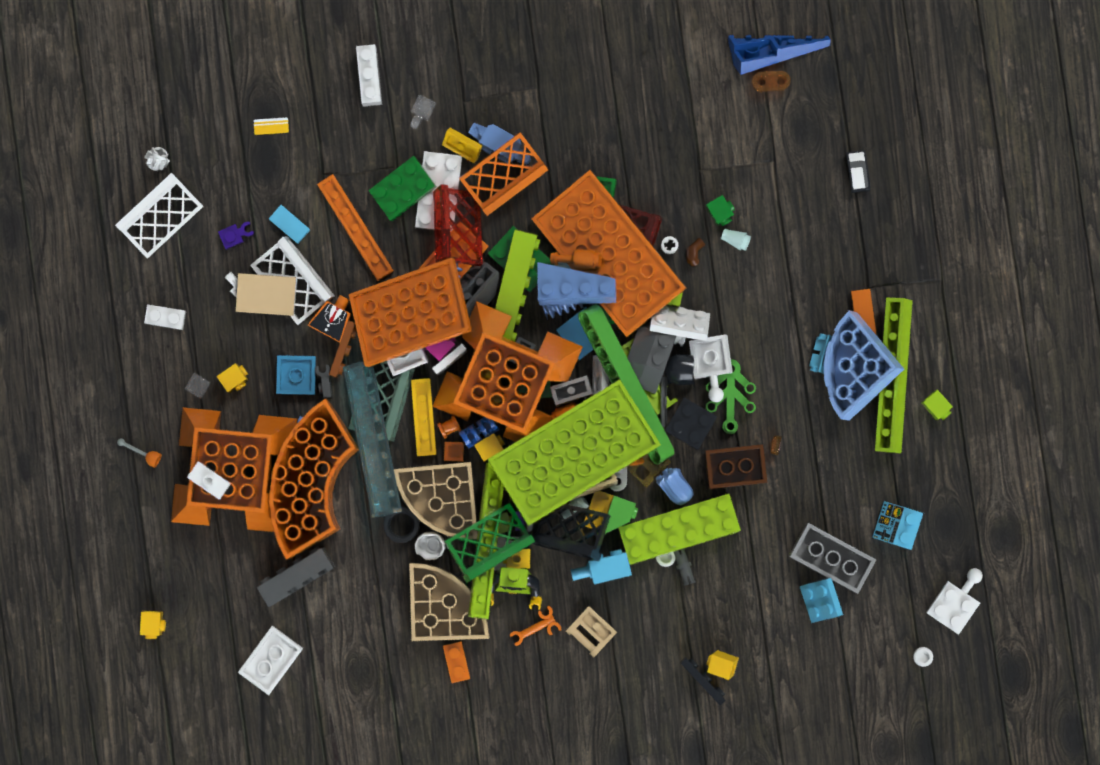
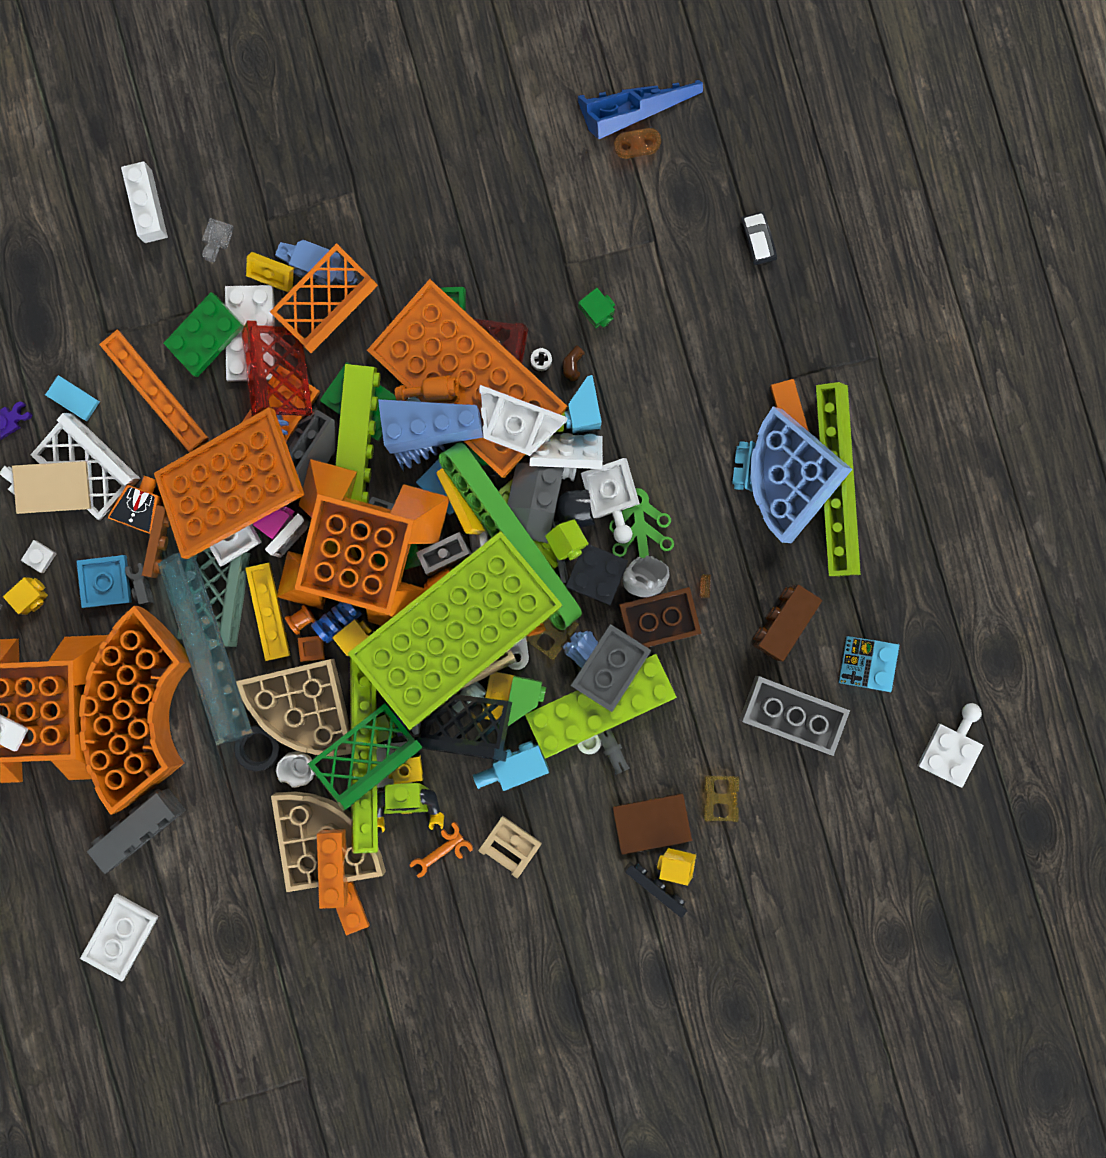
camera: 10 degrees left, 0 degrees up
(245, 347) = (38, 556): none -> white plate
(271, 126) = (35, 282): yellow sticker -> none
(451, 626) = (331, 875): none -> orange arch
(593, 362) = (465, 514): none -> yellow tile
(643, 295) = (516, 422): none -> white wing
(671, 394) = (567, 540): none -> lime brick
(692, 499) = (611, 668): none -> dark grey plate
(698, 291) = (583, 409): none -> medium azure slope
(707, 629) = (652, 823): none -> reddish brown tile
(729, 431) = (645, 576): none -> light grey hair
(737, 239) = (622, 340): light aqua cone -> none
(771, 617) = (729, 798): none -> clear yellow piece
(821, 600) = (788, 769): medium azure plate -> none
(835, 482) = (786, 622): none -> reddish brown brick
(923, 656) = (921, 820): white tile -> none
(937, 405) = (896, 509): lime brick -> none

